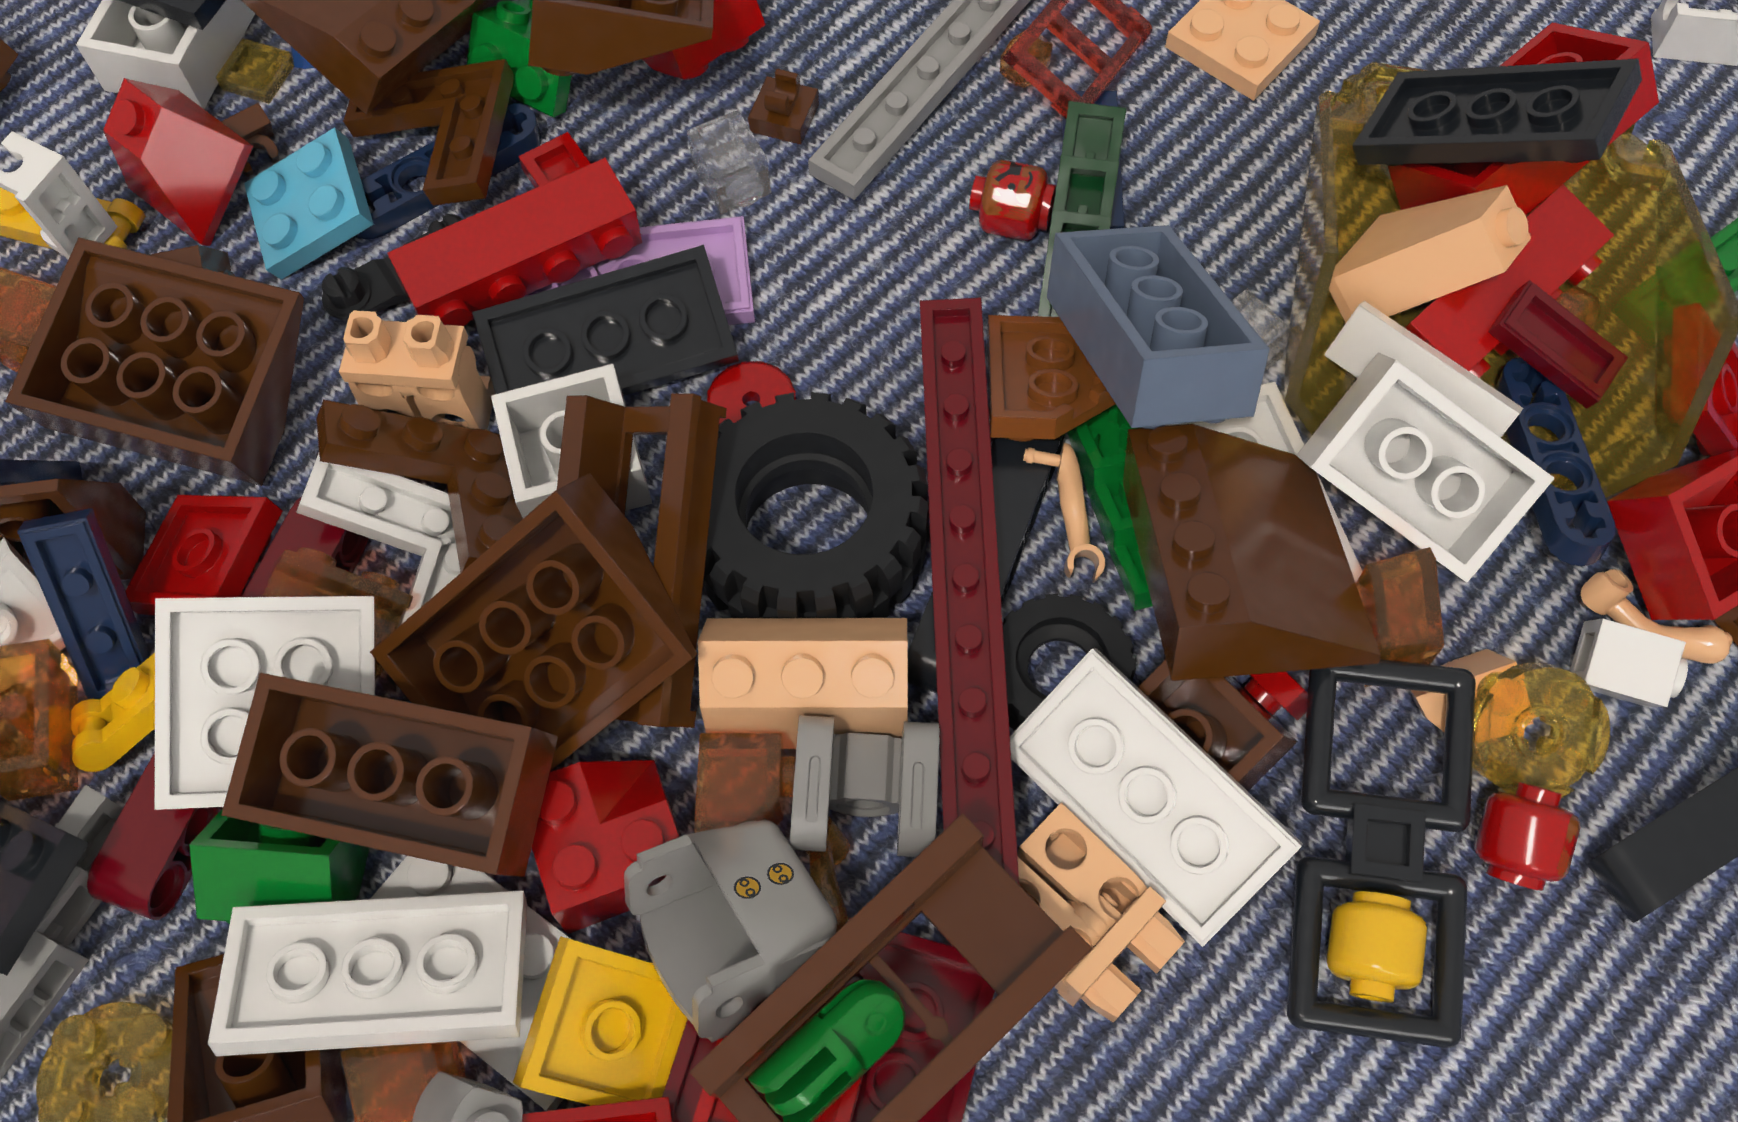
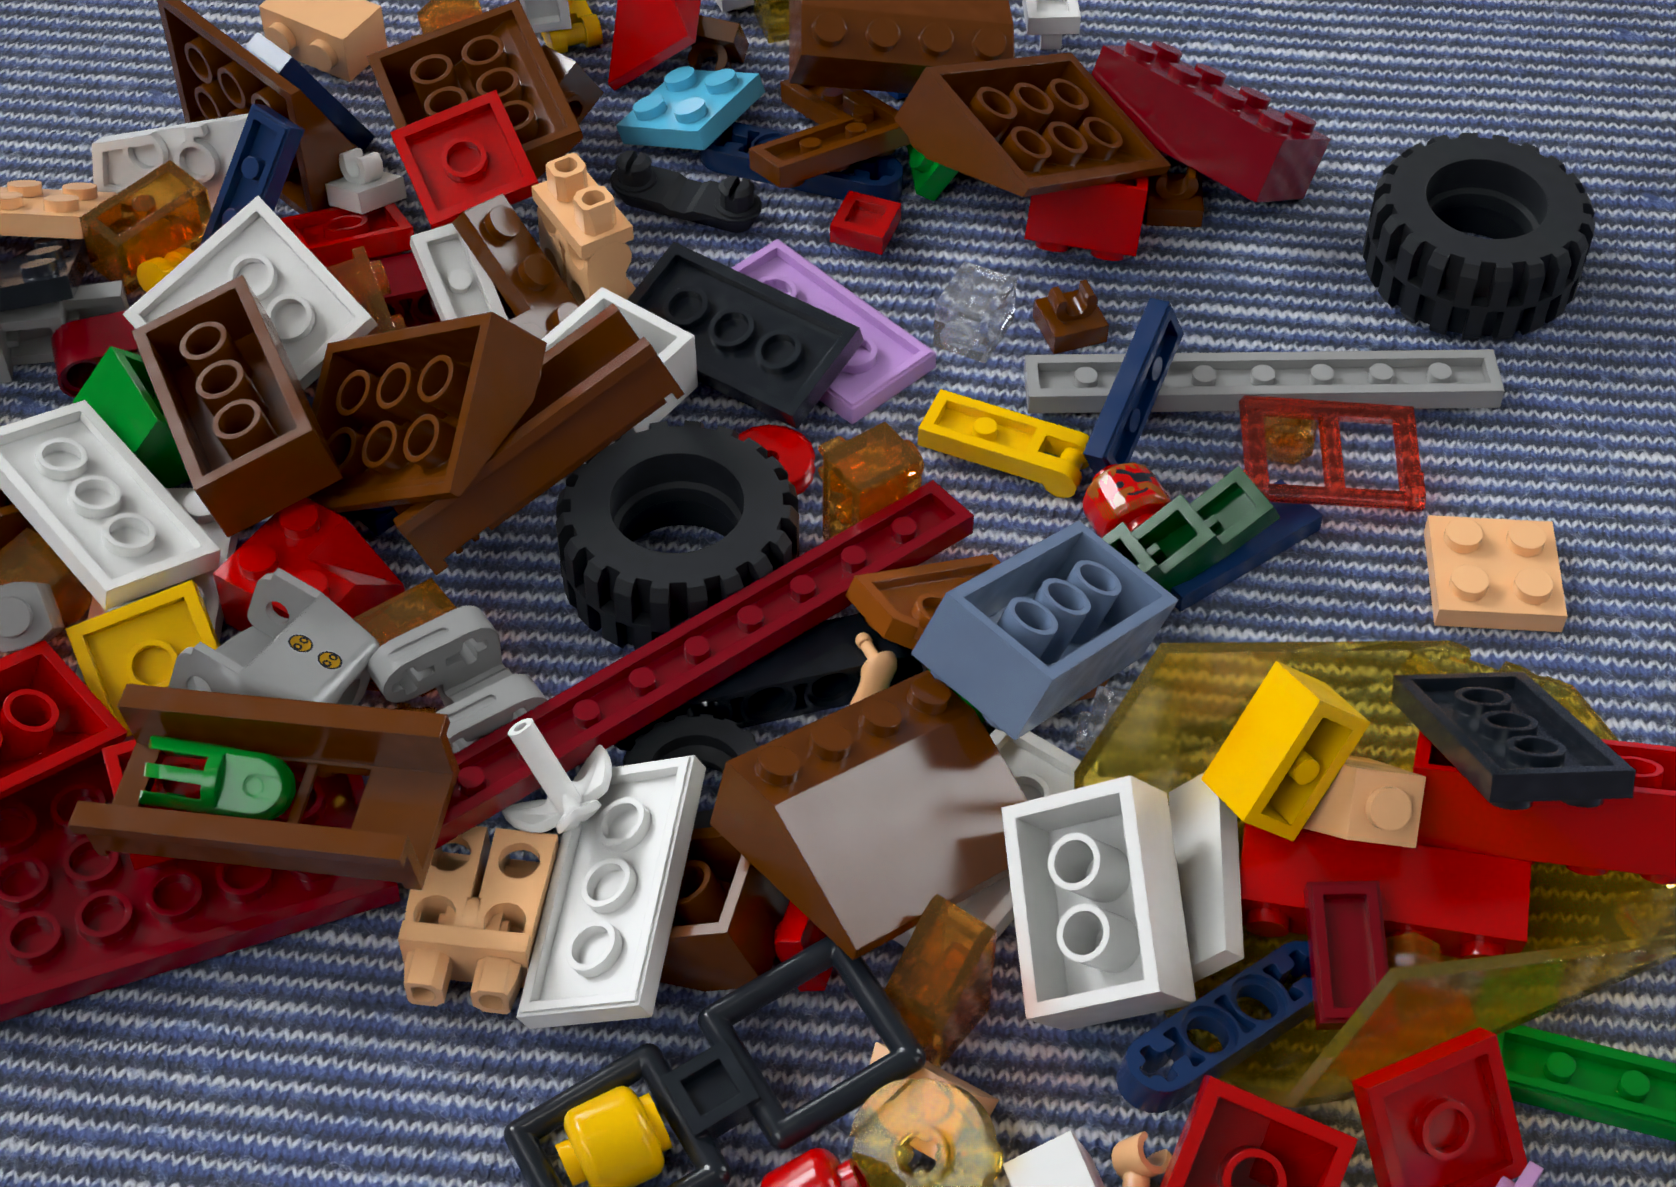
camera: 50 degrees right, 15 degrees down
(157, 507) = (364, 183): none -> white tile
(249, 404) = (464, 158): none -> red plate
(519, 245) = (759, 232): red brick -> none
(771, 670) = (531, 597): light nougat slope -> none
(876, 232) = (1005, 441): none -> yellow plate
(878, 355) = (866, 475): none -> clear orange brick
(925, 114) = (1135, 387): none -> dark blue tile
(1035, 766) = (566, 800): none -> white plant
(1416, 251) = (1284, 751): none -> yellow brick

